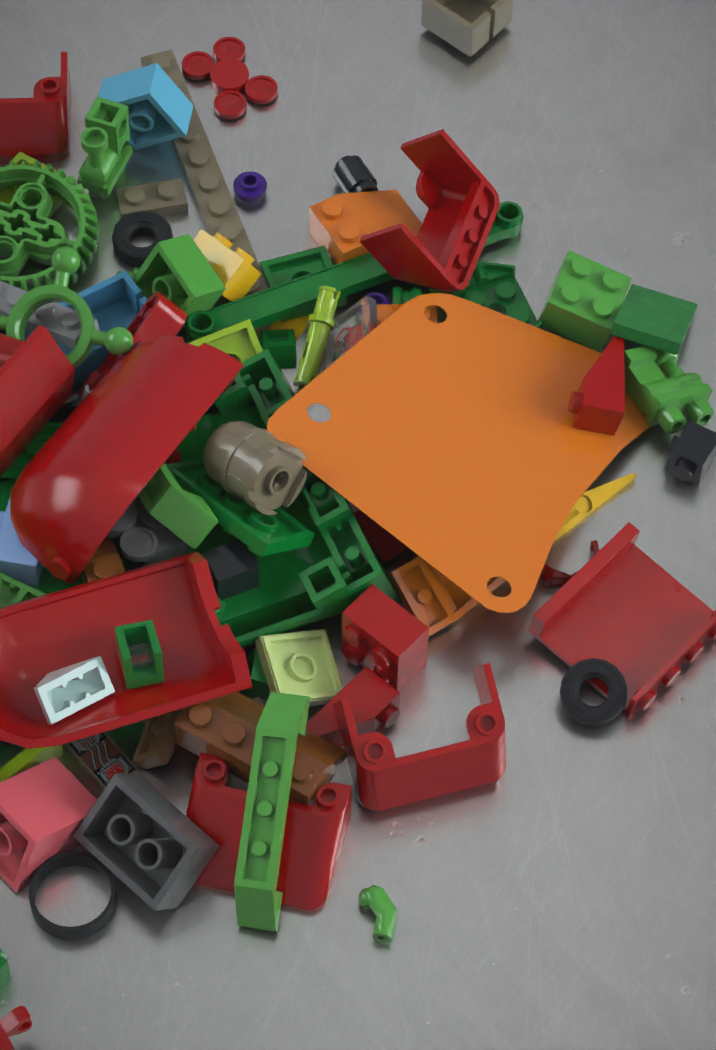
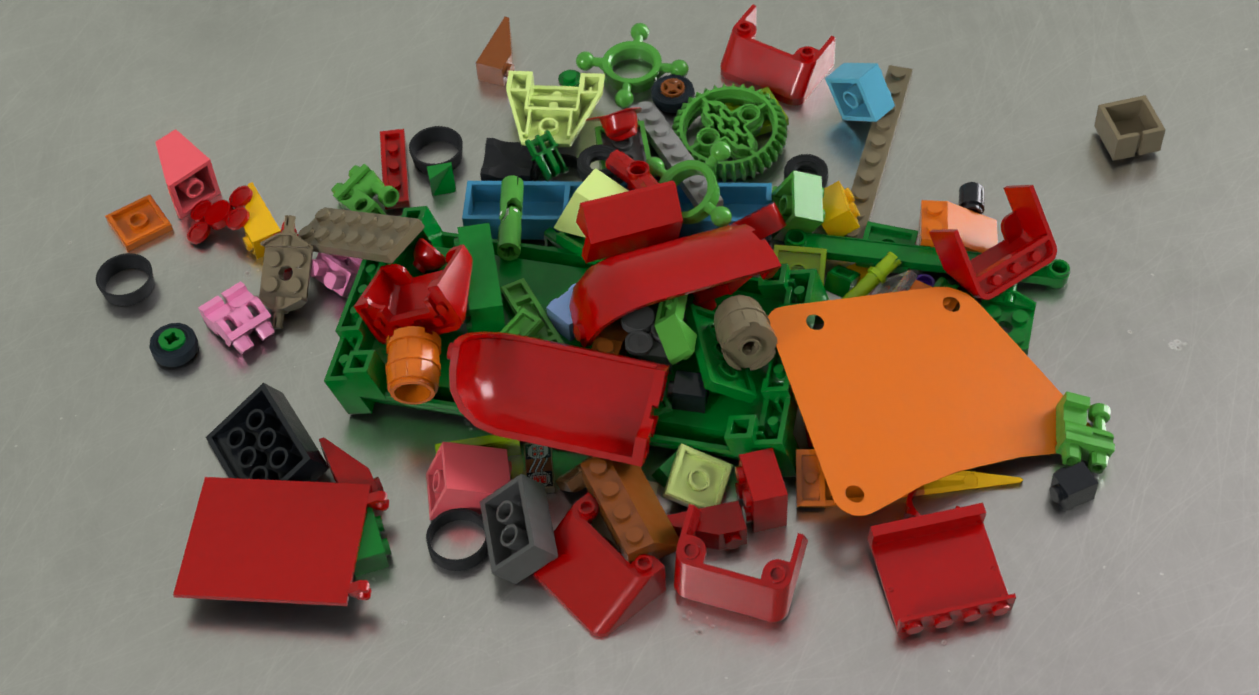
camera: 40 degrees right, 5 degrees down
(73, 688) = (530, 407): light aqua slope -> none
(106, 146) = (816, 104): bright green hips -> none
(139, 654) = (586, 408): green window -> none
(158, 197) = (833, 153): dark tan plate -> none
(229, 77) = (938, 103): red piece -> none
(250, 186) = (899, 174): dark purple plate -> none
(266, 810) = (595, 546): bright green slope -> none
(384, 909) = (638, 659): bright green arm -> none
(584, 300) = (1068, 348): bright green brick -> none
(601, 396) = (1030, 408): red slope -> none
(601, 713) = (877, 584): black tyre -> none
(654, 319) = (1108, 383): green tile -> none

